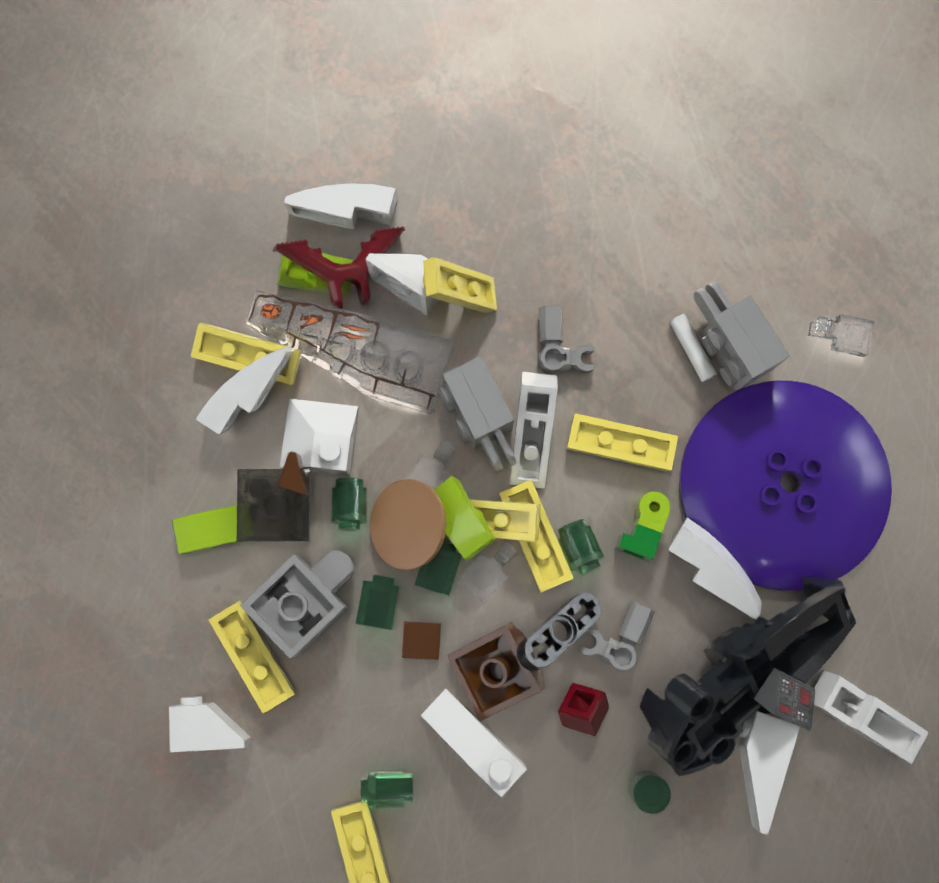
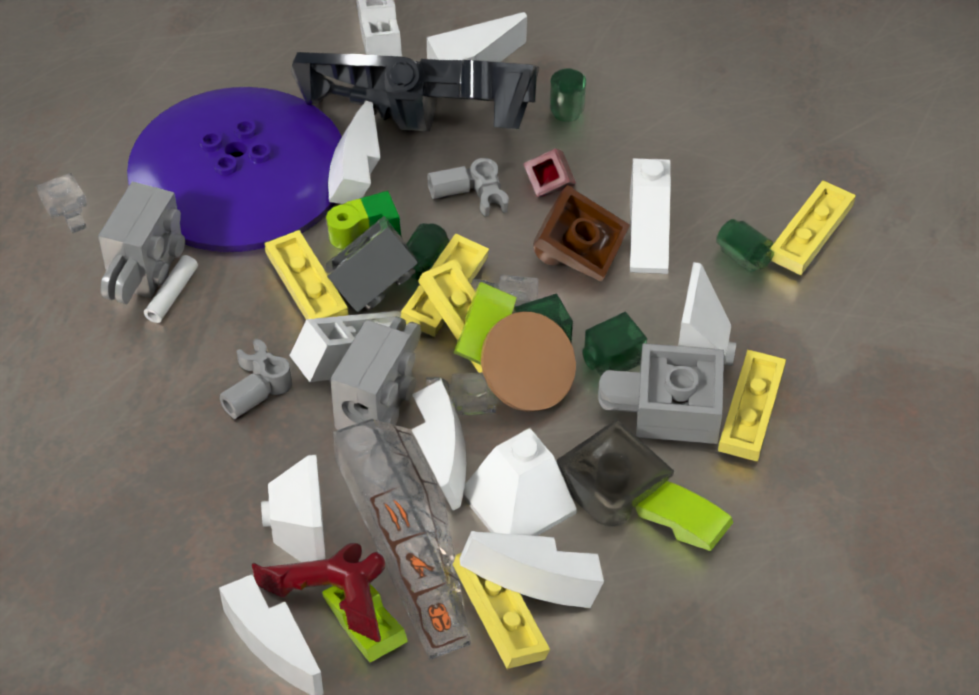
camera: 130 degrees left, 30 degrees down
(203, 727) = (845, 392): white slope -> none
(293, 474) = (574, 452): reddish brown slope -> none
(331, 673) = (704, 318): none -> white slope
(349, 504) = (557, 424): clear green brick -> none
(393, 415) = (442, 440): none -> white slope
(421, 640) = (612, 303): reddish brown slope -> none
(459, 285) = (277, 457): light yellow plate -> none
(544, 631) = (526, 206): beam -> none
(590, 488) = (371, 265): none -> dark grey slope
(788, 698) = (420, 48): slope -> none

